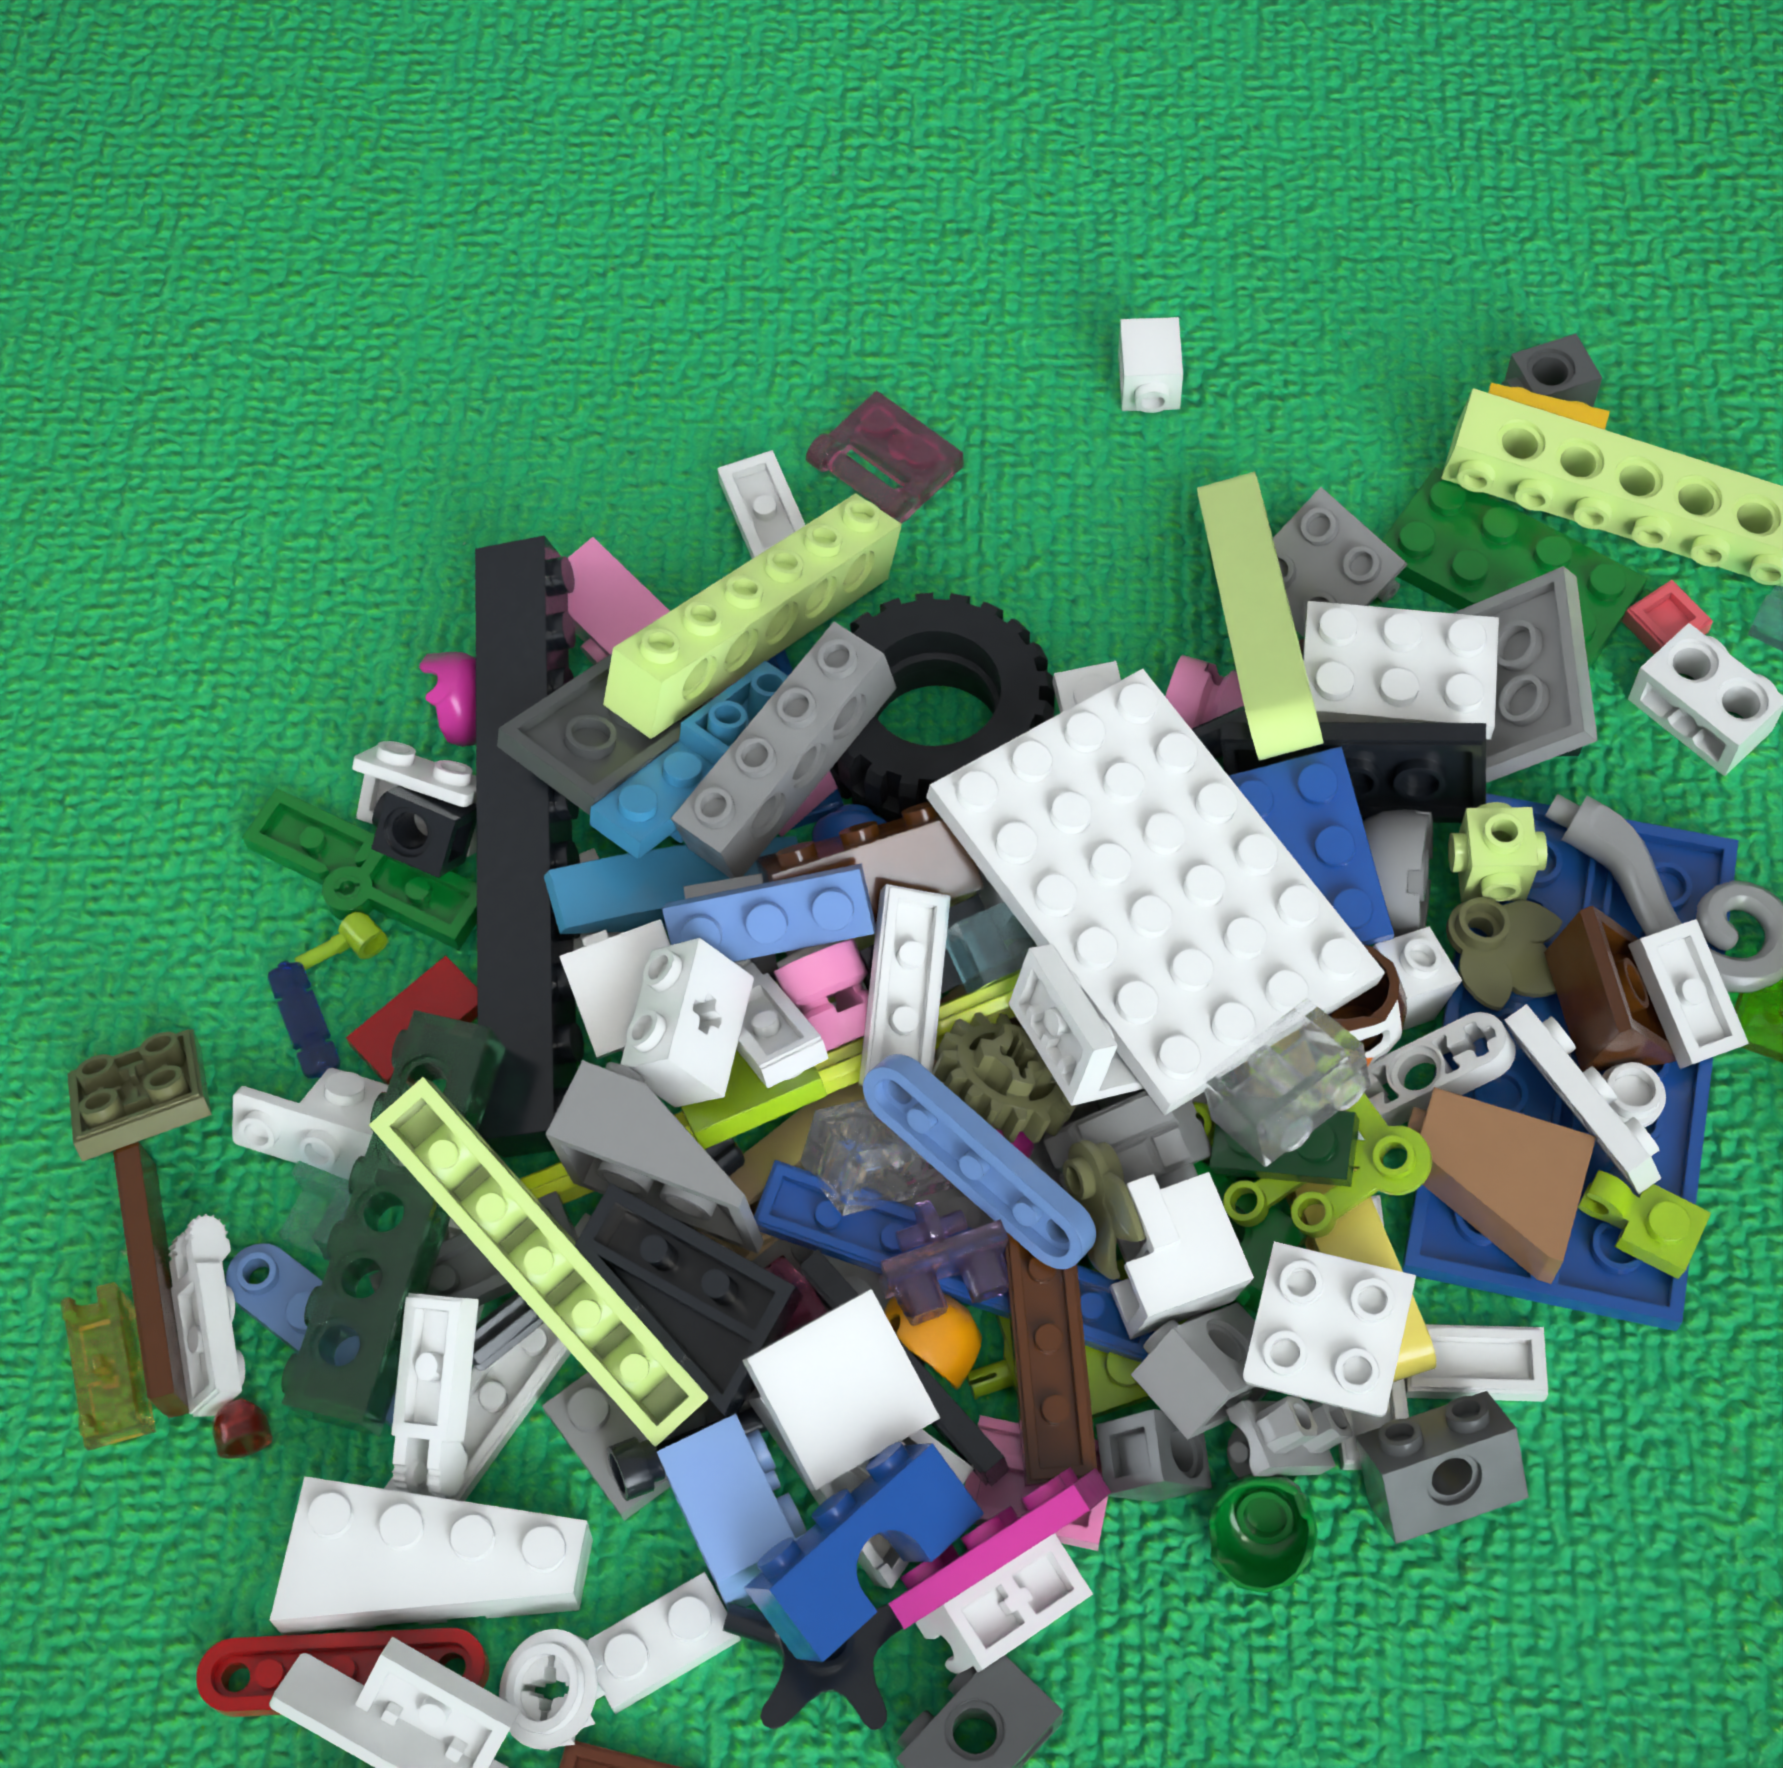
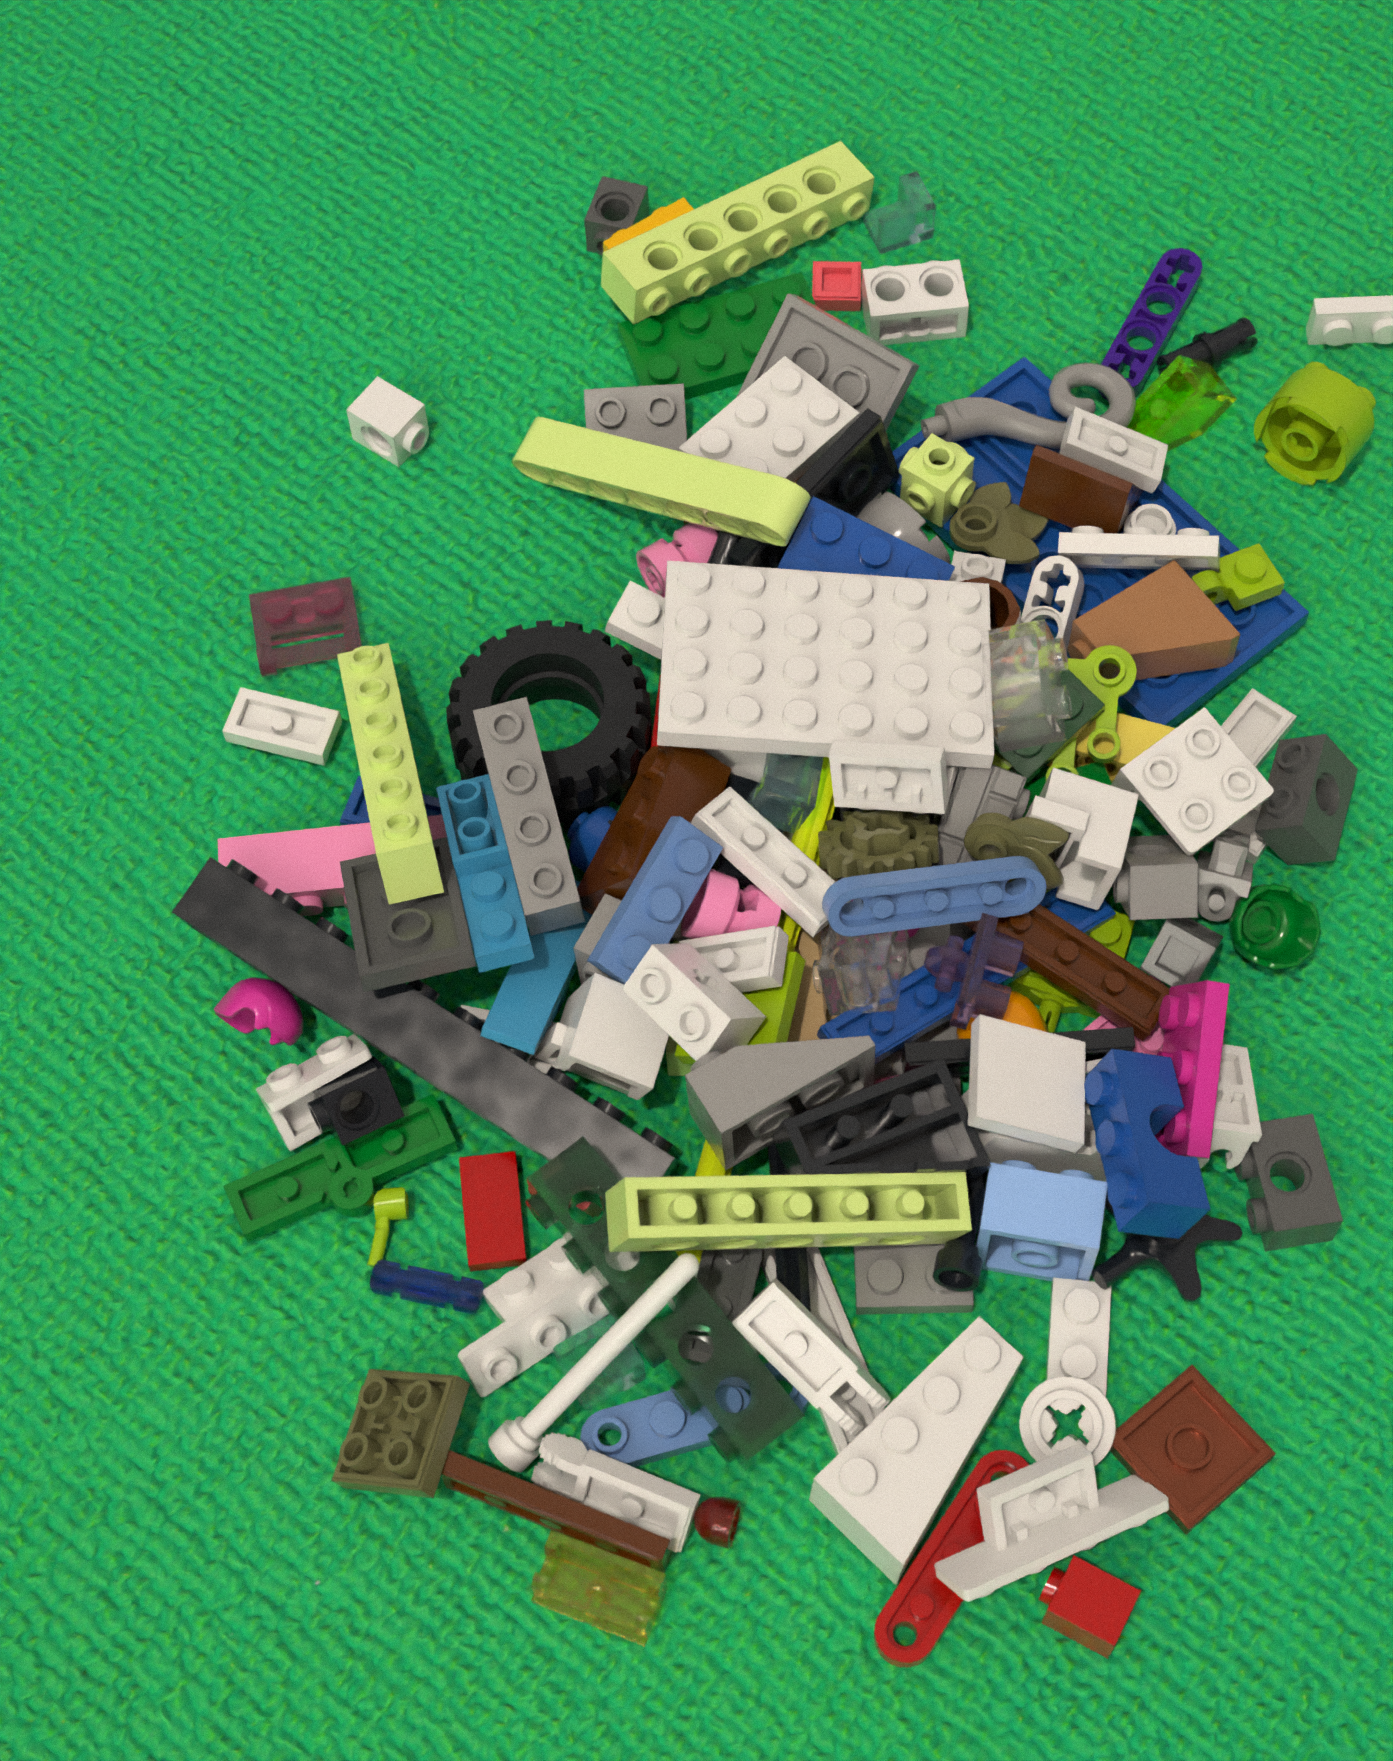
camera: 55 degrees left, 0 degrees up
(205, 1194) = (518, 1441): none -> white piece

